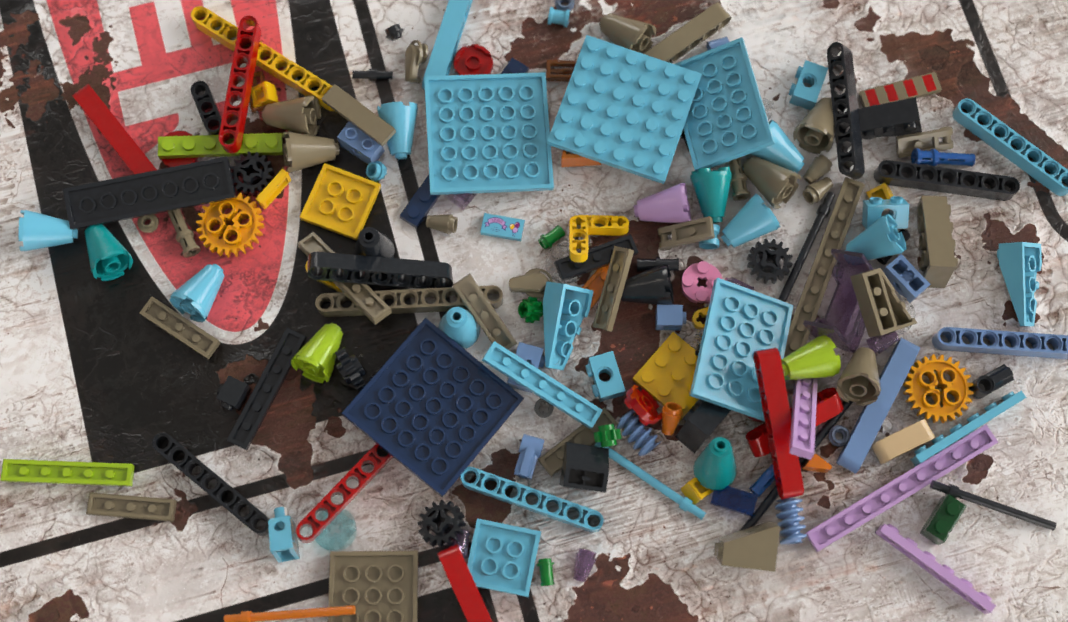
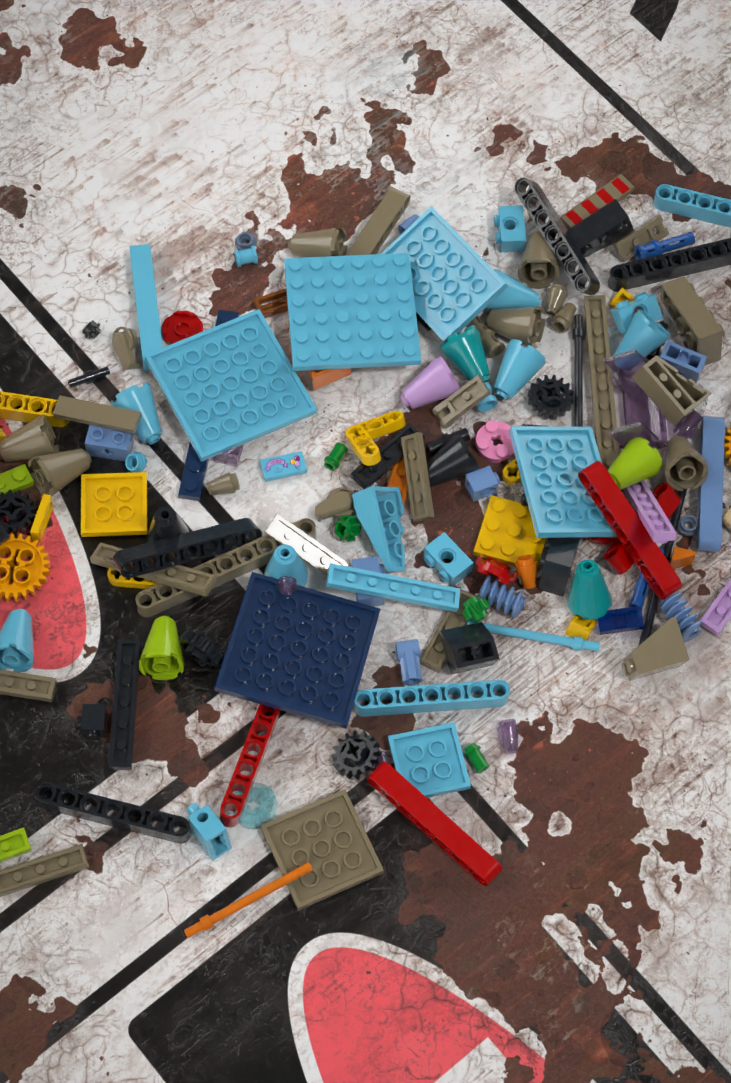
camera: 25 degrees left, 10 degrees down
(448, 344) = (287, 585): none -> clear purple plate
(537, 406) = (400, 605): dark grey bush -> none

